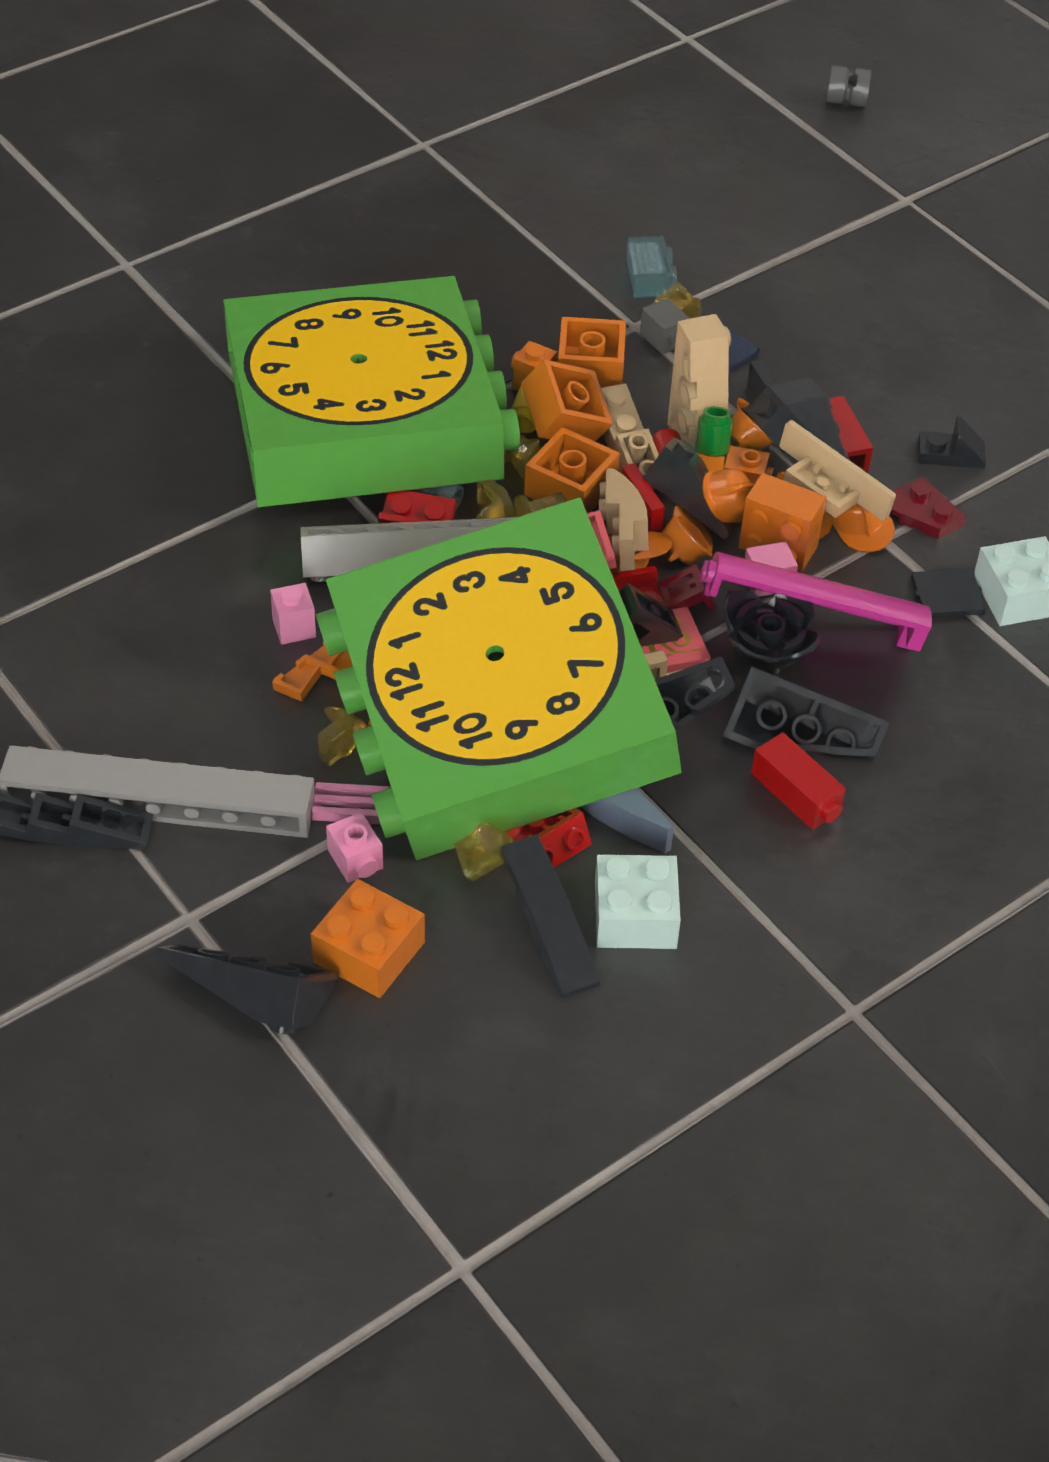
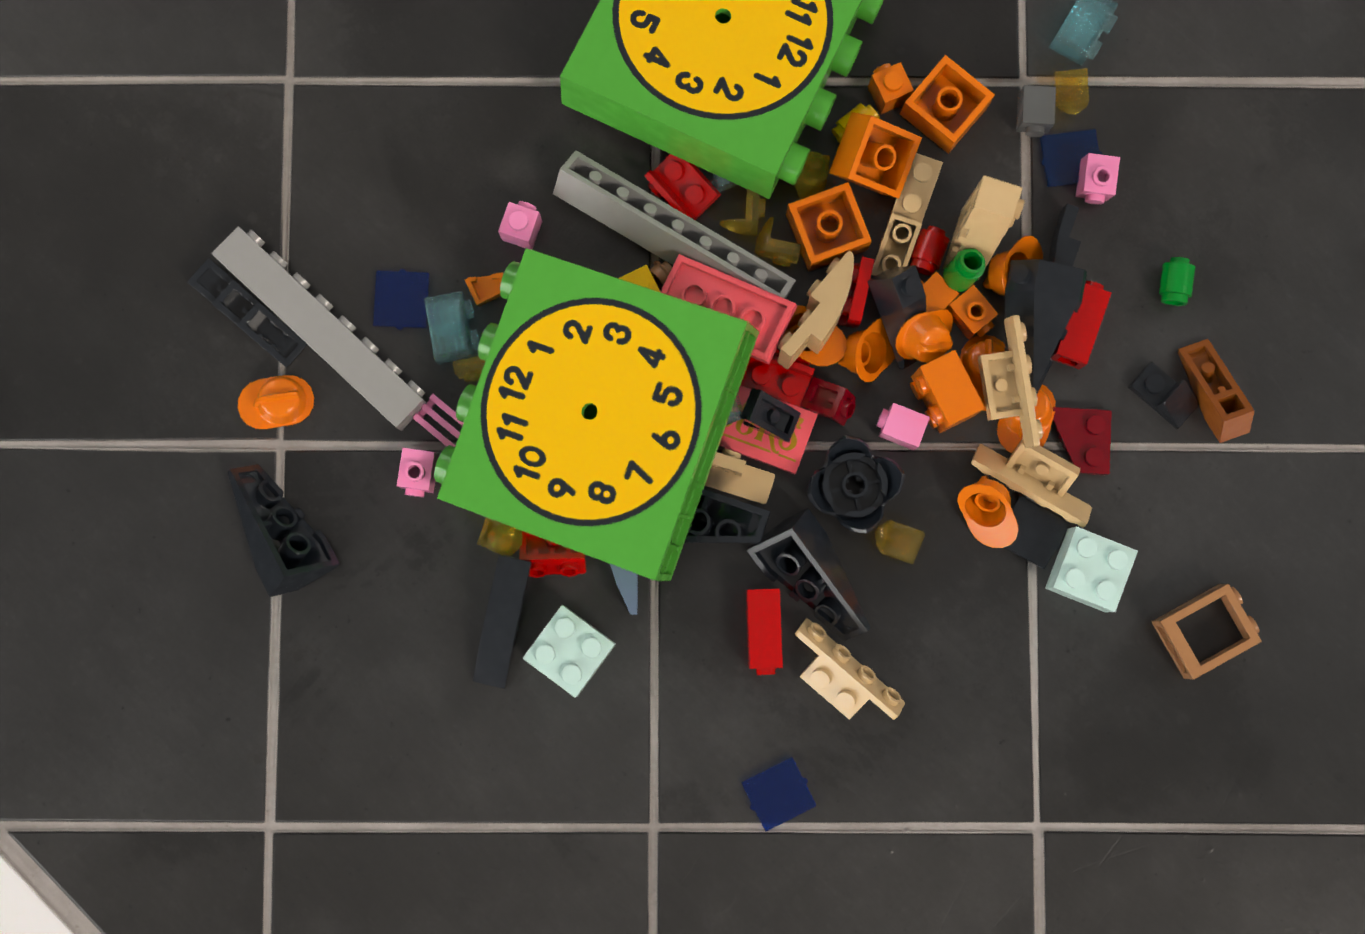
camera: 40 degrees right, 35 degrees up
(155, 881) = (275, 402): none -> orange piece
(219, 735) = (401, 299): none -> clear blue piece
(288, 721) = (451, 327): none -> clear light blue brick
(368, 938) = (372, 554): orange brick -> none
(755, 341) = (1097, 178): none -> bright pink brick
(846, 653) = (898, 541): none -> clear yellow plate
(884, 374) = (1177, 281): none -> green brick
(902, 578) = (989, 512): none -> orange piece
(903, 781) = (842, 678): none -> tan bracket
(908, 540) = (1037, 475): none -> tan bracket
(911, 618) = (898, 494): dark pink cylinder -> none
(939, 909) = (778, 794): none -> clear blue piece
(998, 421) = (1216, 391): none -> dark orange slope

